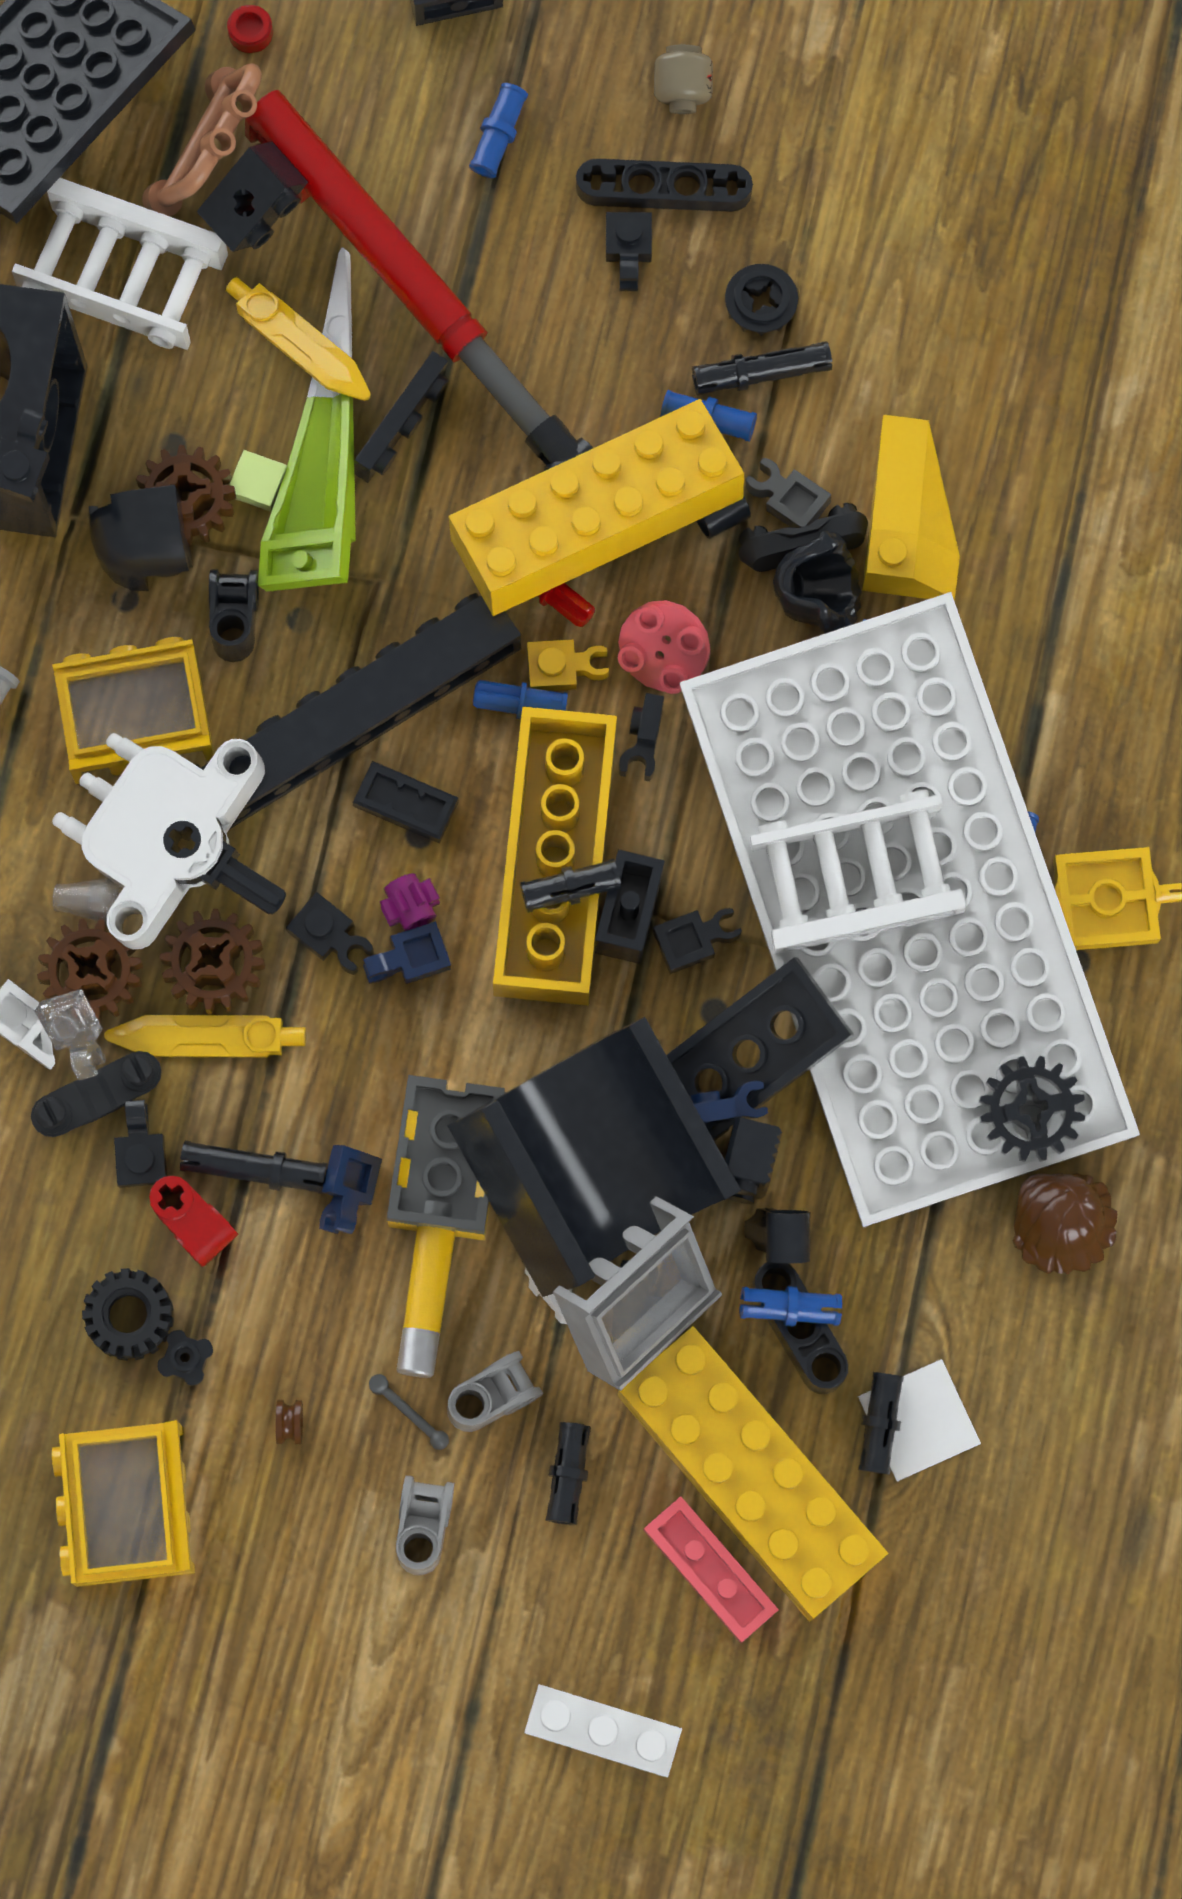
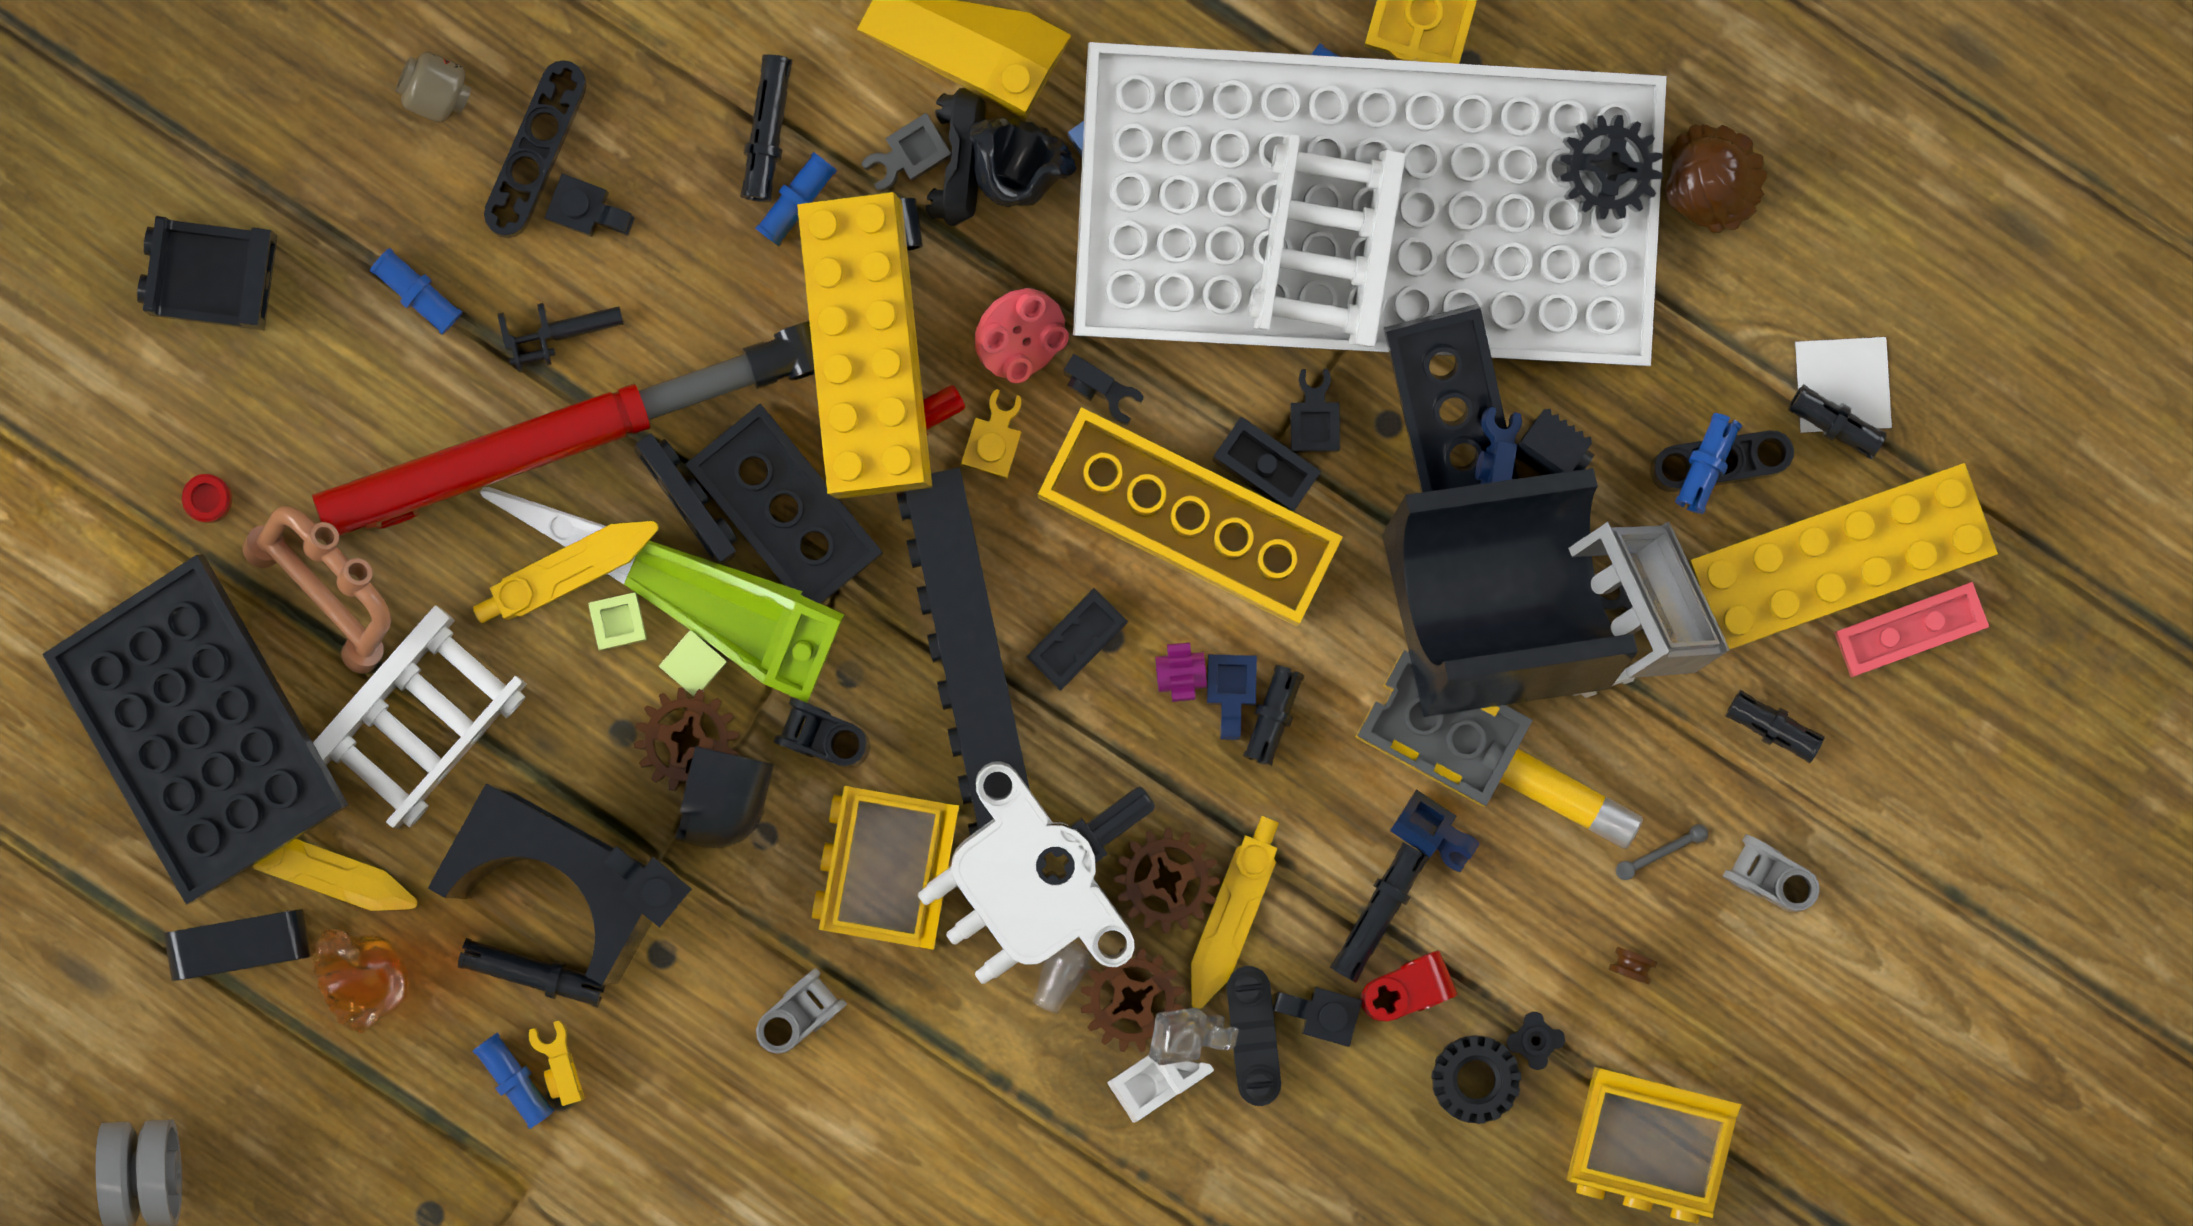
camera: 70 degrees left, 10 degrees up
(253, 197) = (412, 562): black brick -> none
(271, 403) = (617, 621): none -> yellowish green tile
(325, 929) = (1172, 763): black plate -> none
(402, 1003) = (1273, 715): none -> black pin
(417, 475) = (791, 475): none -> black plate
(494, 1392) = (1676, 765): light grey piece -> none
(508, 255) = (558, 331): none -> black piece
(512, 698) = (1017, 491): blue axle -> none
(570, 885) = (1236, 514): black pin -> none
(603, 1731) = (2017, 782): white plate -> none
(754, 281) = (697, 78): black gear -> none
(780, 1234) = (1635, 444): black piece -> none

